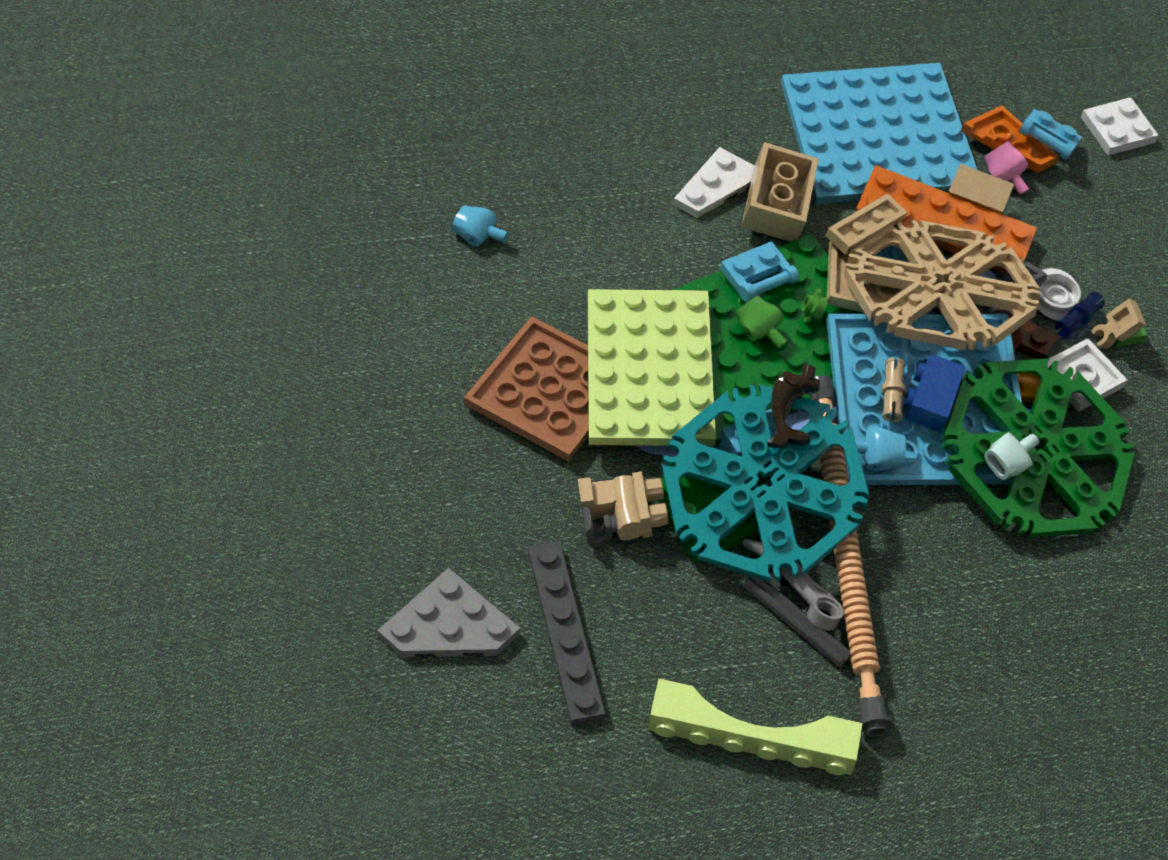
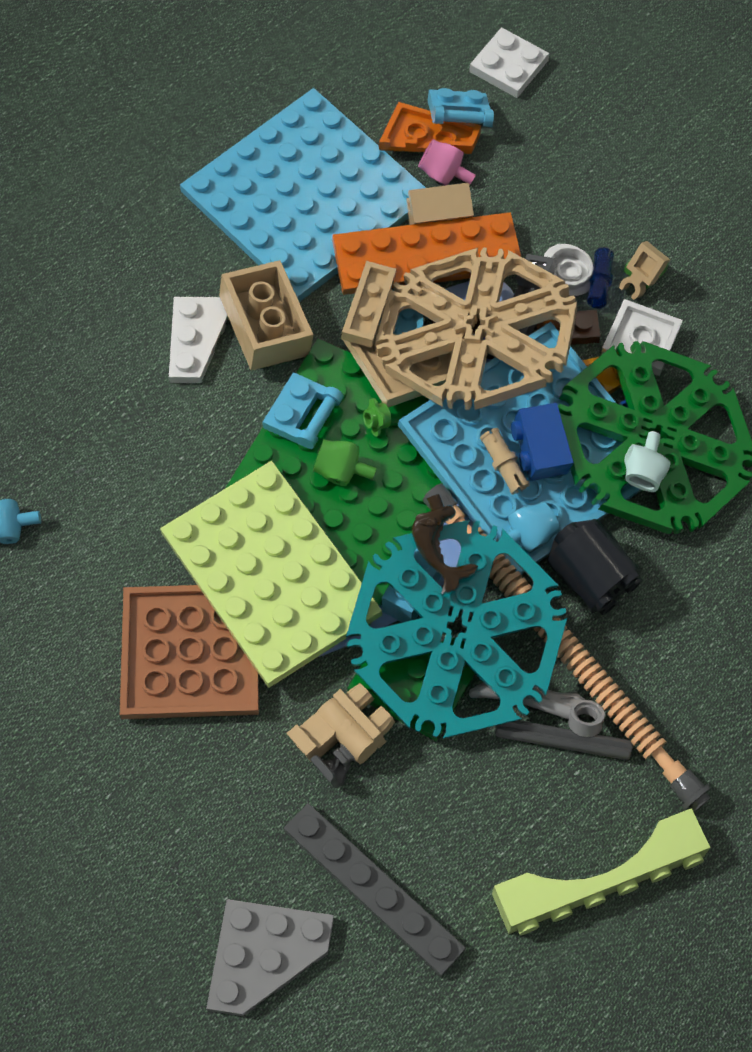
camera: 30 degrees left, 10 degrees up
(914, 507) = (593, 564): none -> black cylinder

